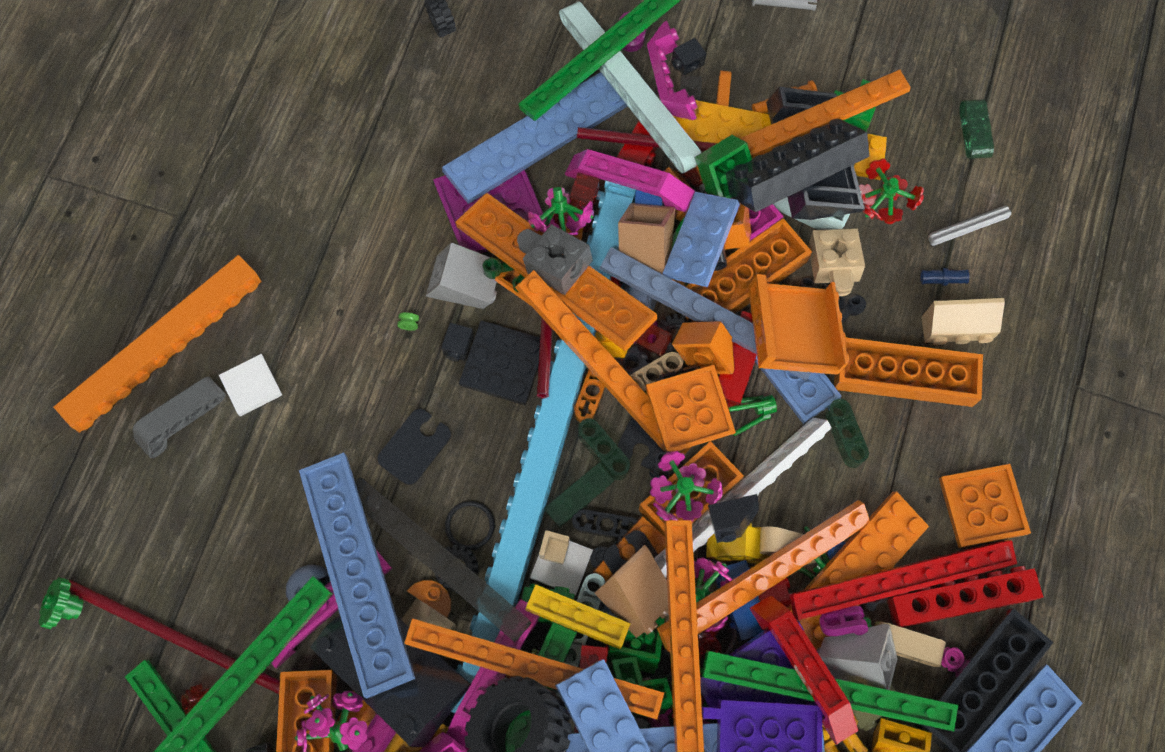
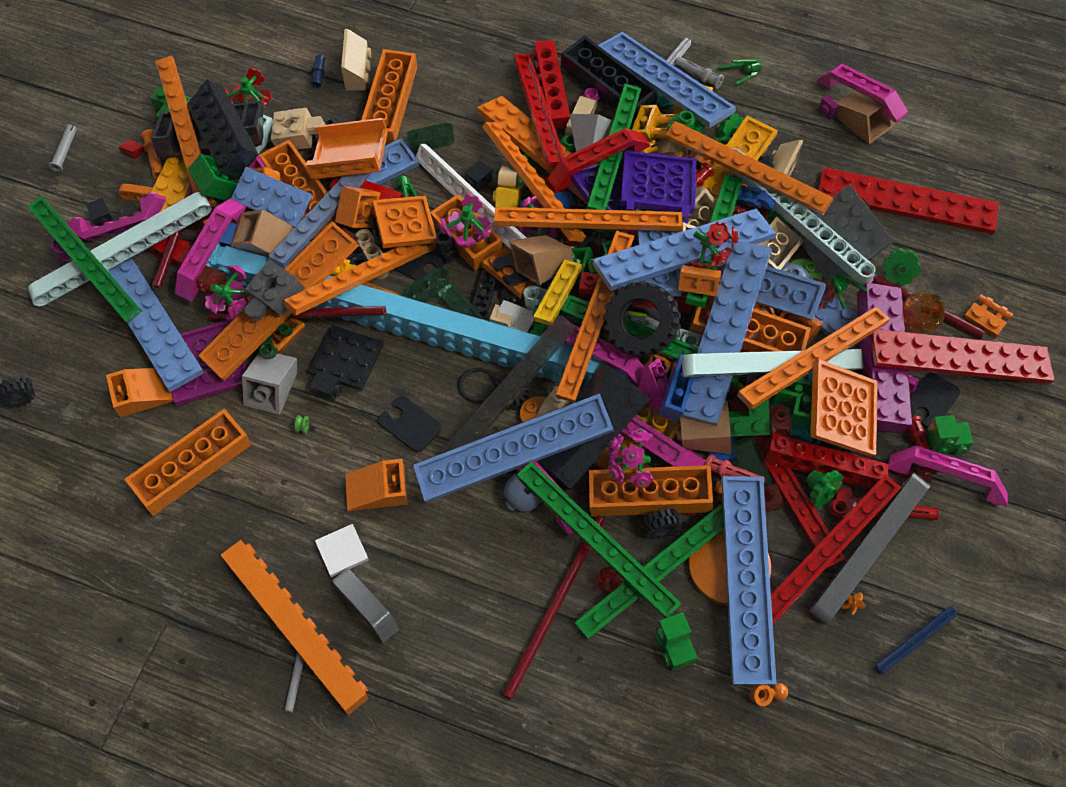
camera: 85 degrees left, 10 degrees down
(59, 604) = (524, 696): green plant -> none
(93, 352) = (294, 684): none -> light grey bar
(324, 416) = (377, 486): none -> orange slope
(355, 205) = (188, 462): none -> orange brick
(444, 134) = (137, 390): none -> orange slope
(733, 517) = (491, 193): black slope -> none
(787, 503) = (478, 175): none -> black brick
(792, 74) = (131, 149): none -> red slope
(835, 622) = (569, 143): magenta plate -> none
(969, 225) = (280, 55): light grey axle -> none
(976, 129) = (203, 40): clear green beam -> none
(984, 505) = (488, 67): orange plate -> none

